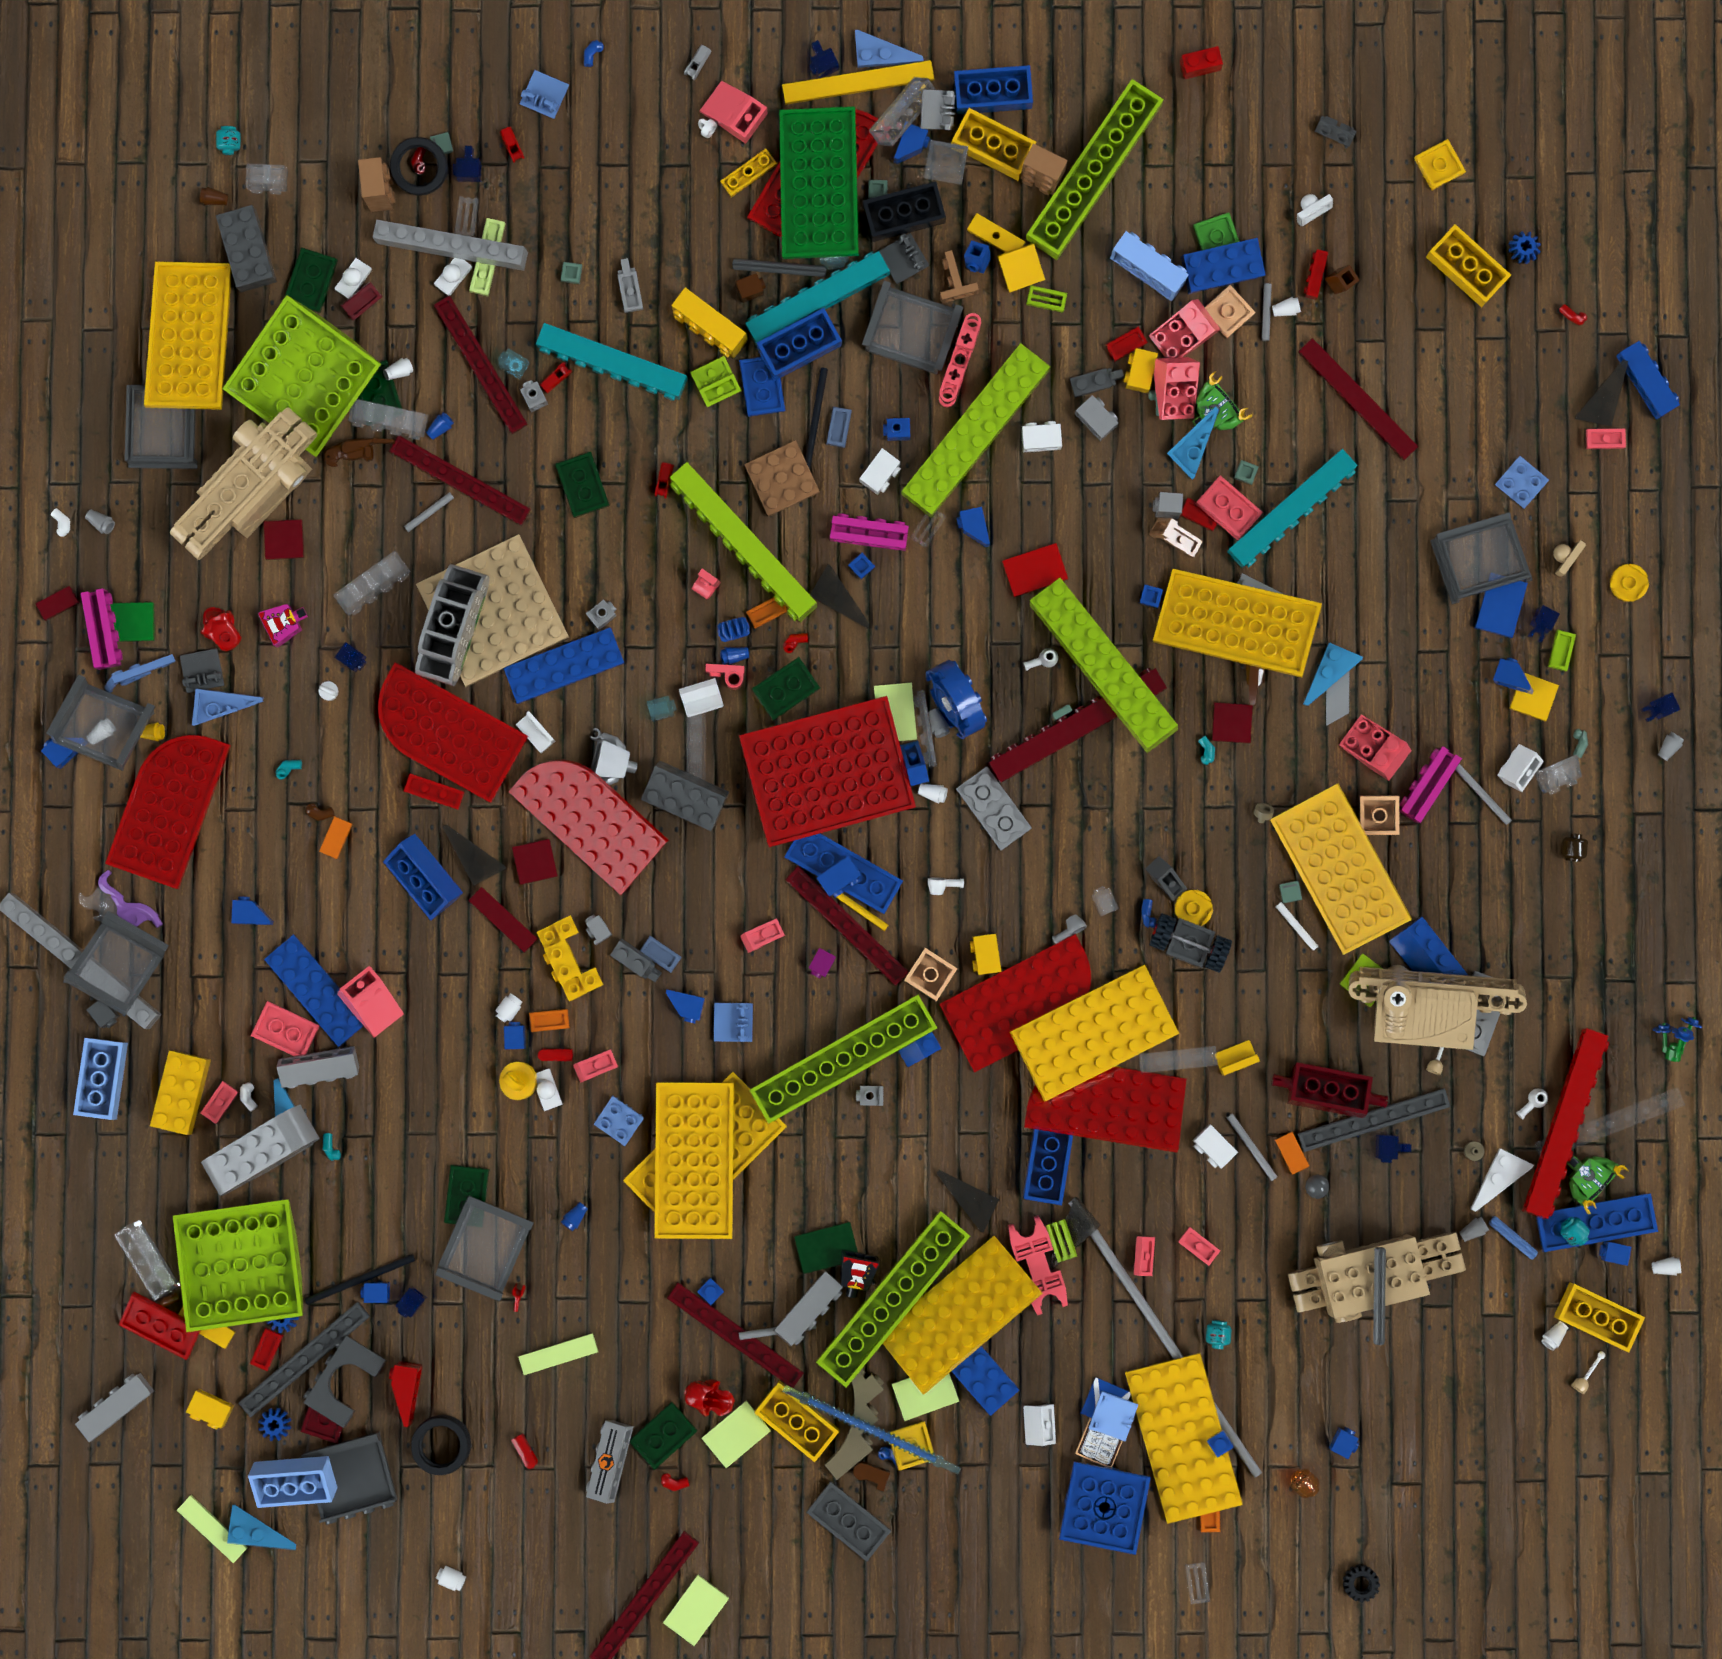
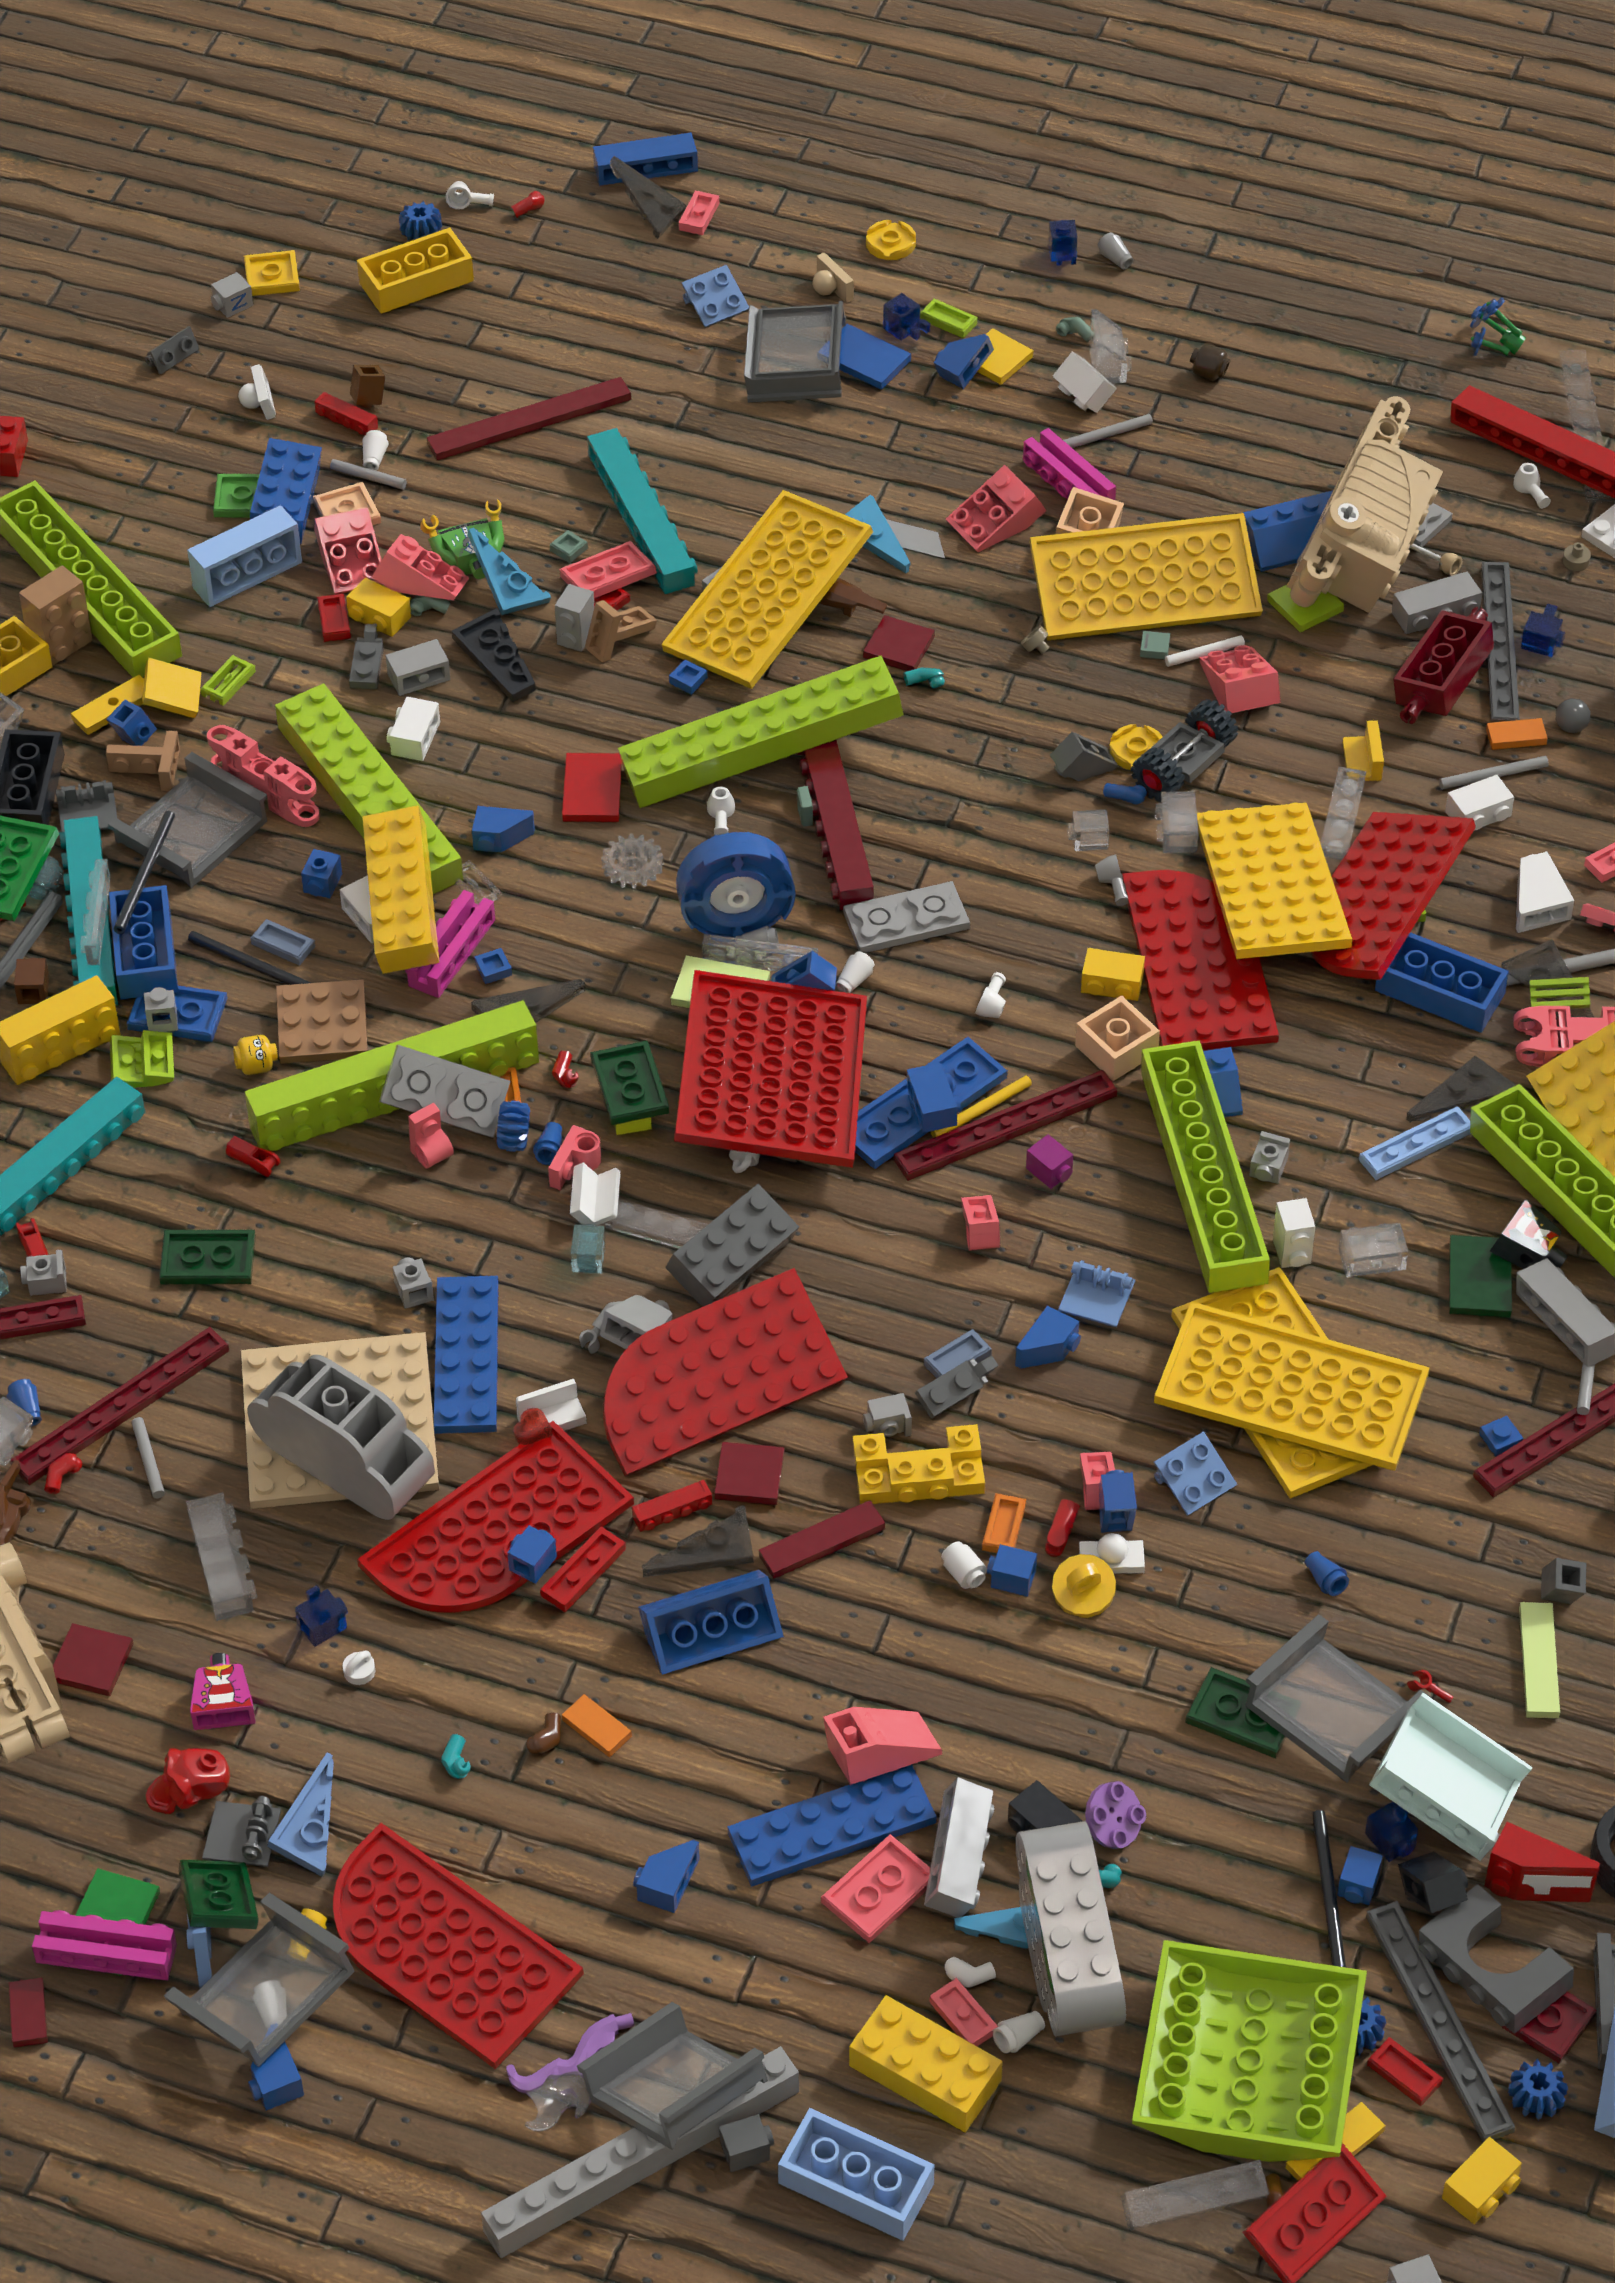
camera: 70 degrees left, 35 degrees down
(149, 677) = (218, 1894): none -> dark green tile
(219, 1135) = (1017, 2031): none -> white cone
(353, 1108) = (1038, 1809): none -> black brick
(366, 1146) = (1107, 1804): none -> medium lavender plate
(380, 1333) = (1433, 1882): none -> black brick
(401, 465) = (66, 1463): none -> red arm
(425, 761) = (532, 1553): none -> blue brick
(444, 1326) = (1450, 1776): none -> light aqua panel
(495, 825) = (672, 1506): none -> red piece
(517, 727) = (532, 1427): none -> clear red tile
(570, 1084) = (1117, 1501): none -> blue slope
(609, 1356) = (1563, 1581): none -> dark grey brick
(737, 449) = (254, 1054): none -> yellow head
(737, 580) = (461, 1093): none -> light grey piece
(747, 379) = (161, 1003): none -> light grey brick
(808, 1129) = (1294, 1233): none -> white brick
(812, 304) = (97, 905): none -> clear plate
(821, 1179) = (1373, 1249): none -> clear brick
(846, 323) = (144, 872): none -> black piece
(882, 489) = (400, 889): none -> yellow brick
(919, 1181) = (1415, 1143): none -> light blue tile
(965, 615) = (632, 860): none -> clear gear
(1130, 460) = (492, 649): none -> black wing
(1131, 956) = (1178, 822): none -> clear brick
(1150, 1204) = (1541, 894): none -> white slope
(1276, 958) = (1241, 679): none -> coral slope
(1391, 1070) = (1419, 606): none -> light grey brick
(1402, 147) = (231, 295): none -> light grey brick
(1563, 263) = (463, 199): none -> white bar

